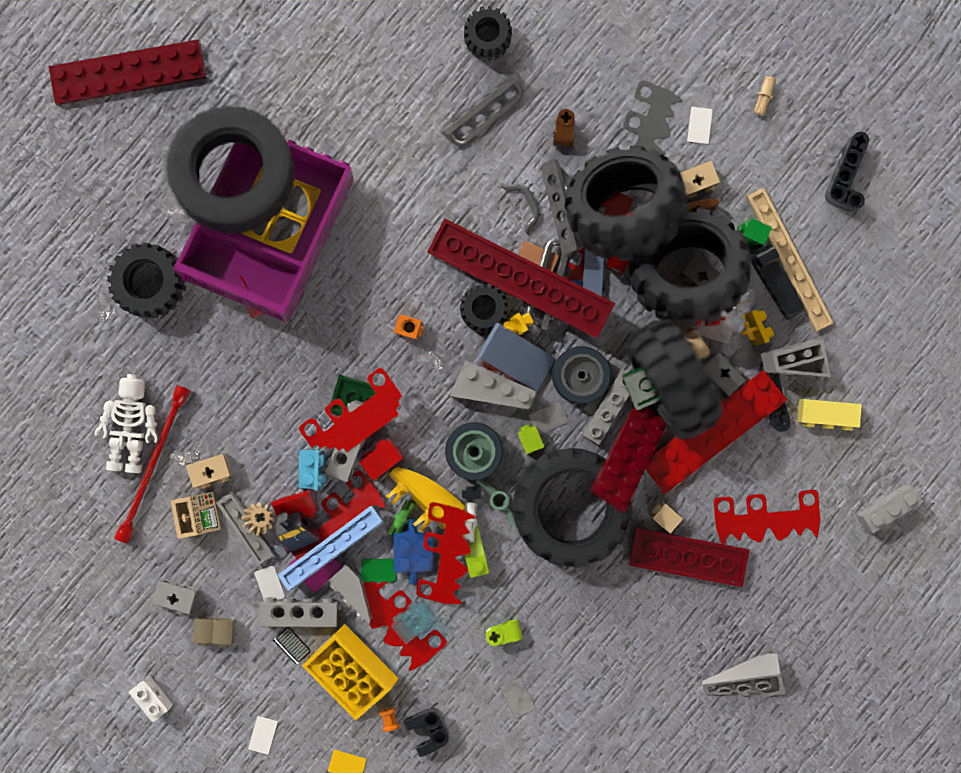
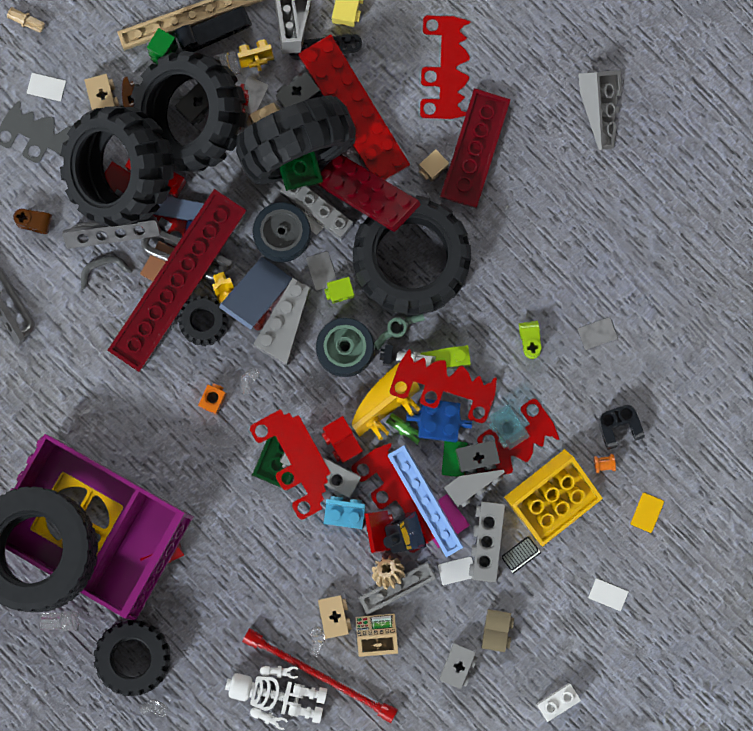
camera: 85 degrees left, 5 degrees down
(383, 583) = (466, 454): none -> dark grey brick

